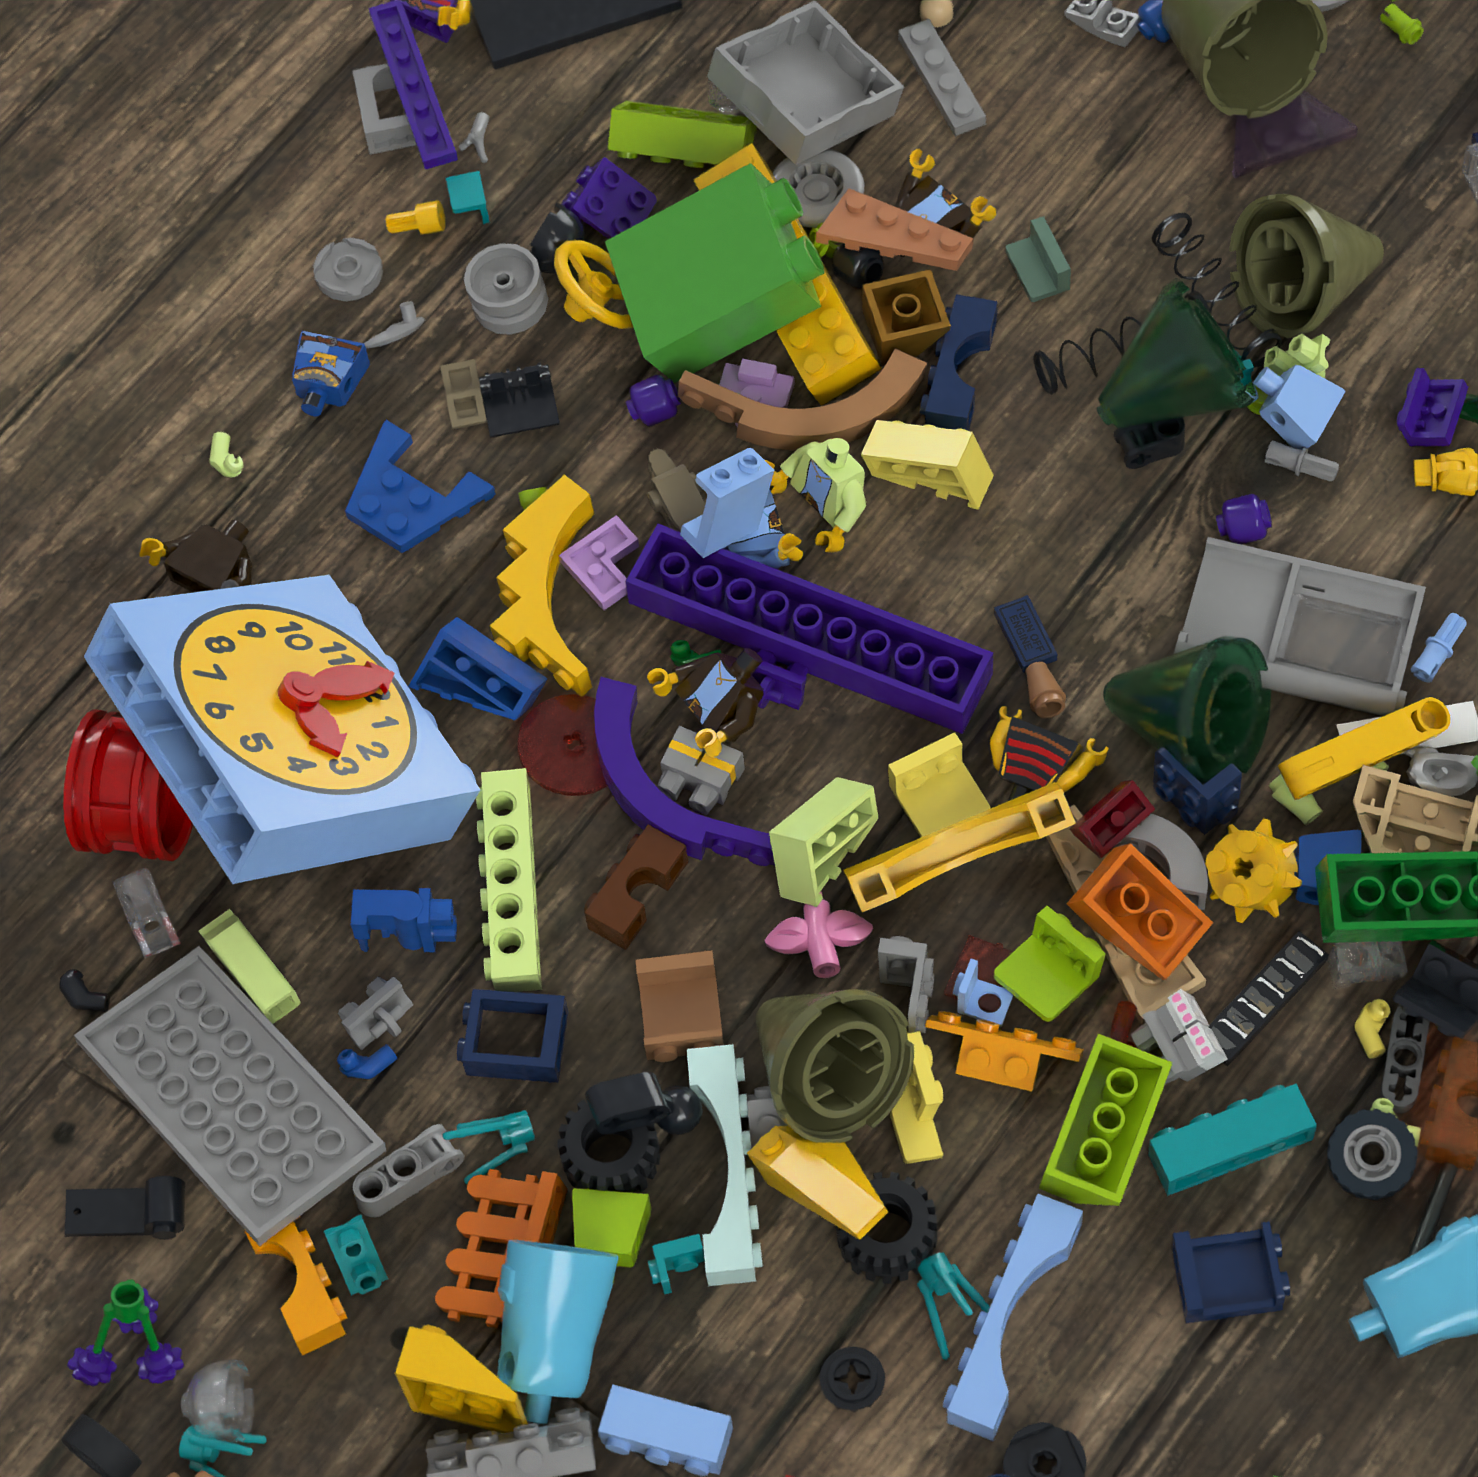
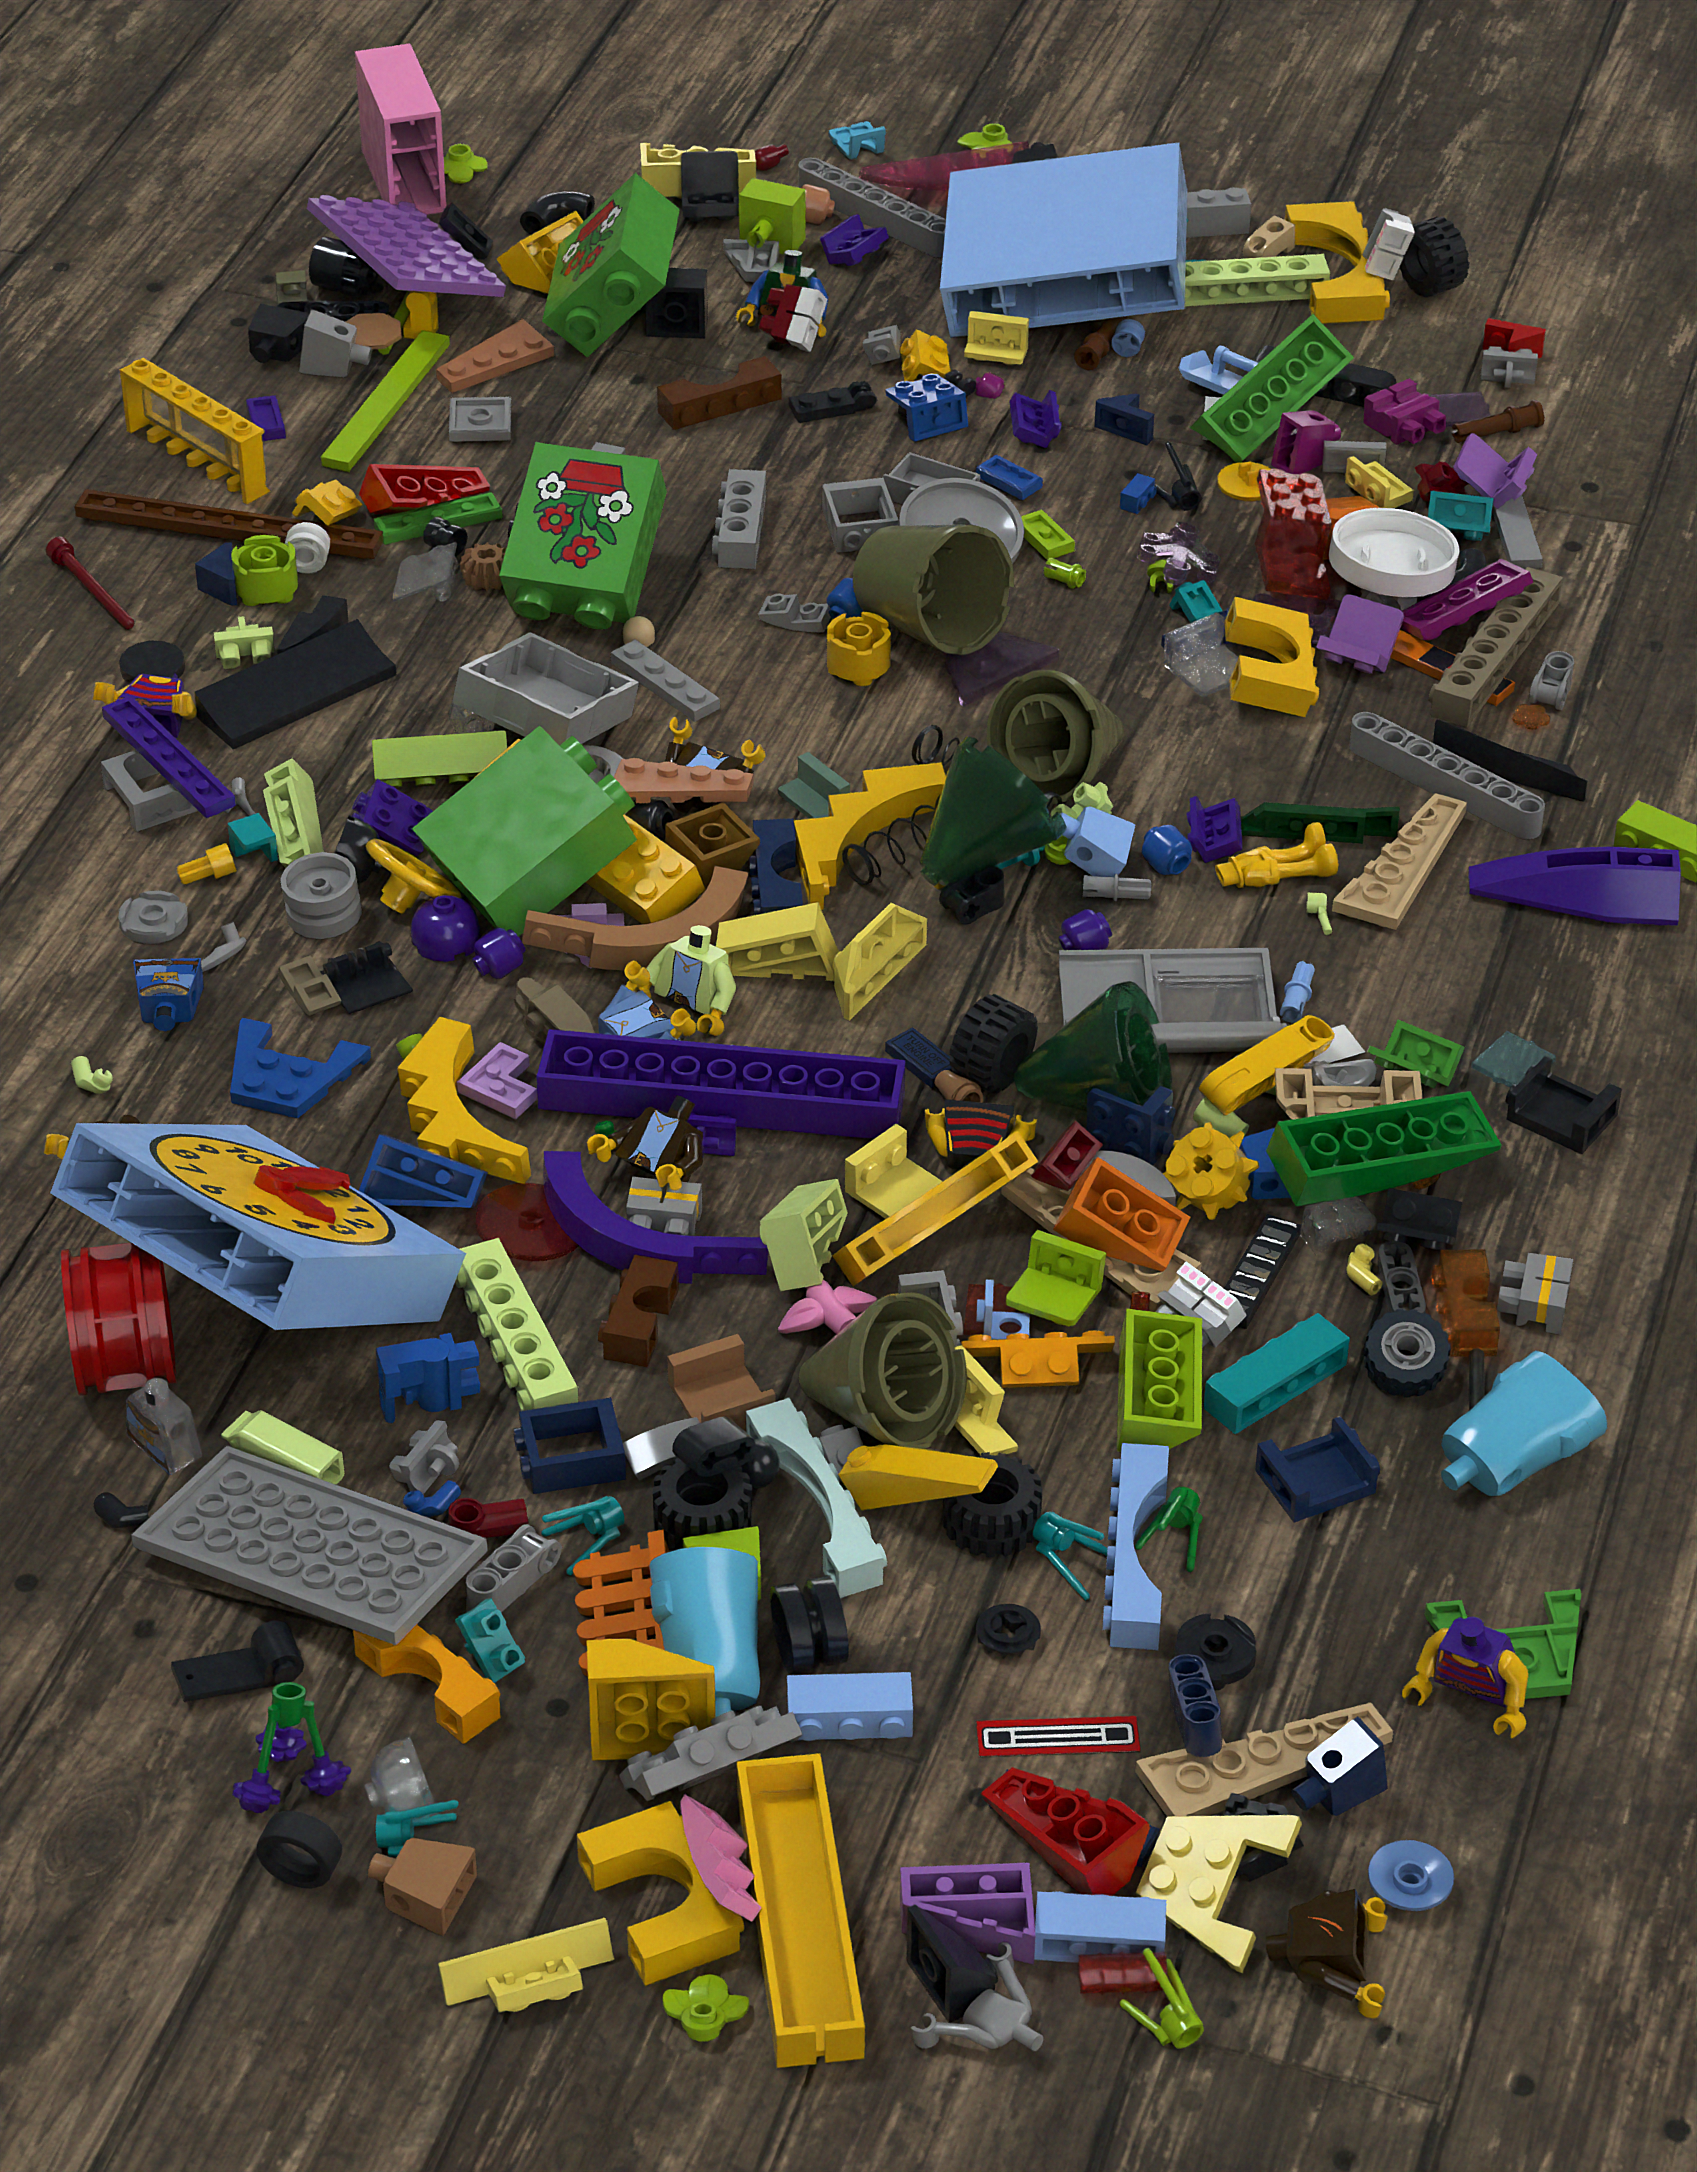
camera: 25 degrees left, 20 degrees down
(409, 1105) = (488, 1519): none -> dark red piece
(520, 177) = (292, 812): none -> yellowish green wedge
(602, 1061) = (653, 1449): none -> light grey slope
(613, 357) = (444, 928): none -> dark purple cylinder
(656, 1330) = (809, 1624): none -> black wheel
(677, 1254) = (803, 1566): teal bracket -> none
(734, 502) = (624, 986): light blue panel -> none
(1019, 499) = (877, 956): none -> light yellow wedge
(1069, 1283) = (1177, 1512): none -> green plant
(1091, 650) = (993, 1042): none -> black tyre
(1110, 289) = (852, 816): none -> yellow arch
(1147, 84) = (858, 647): none -> yellow brick
(1369, 427) = (1167, 850): none -> blue head

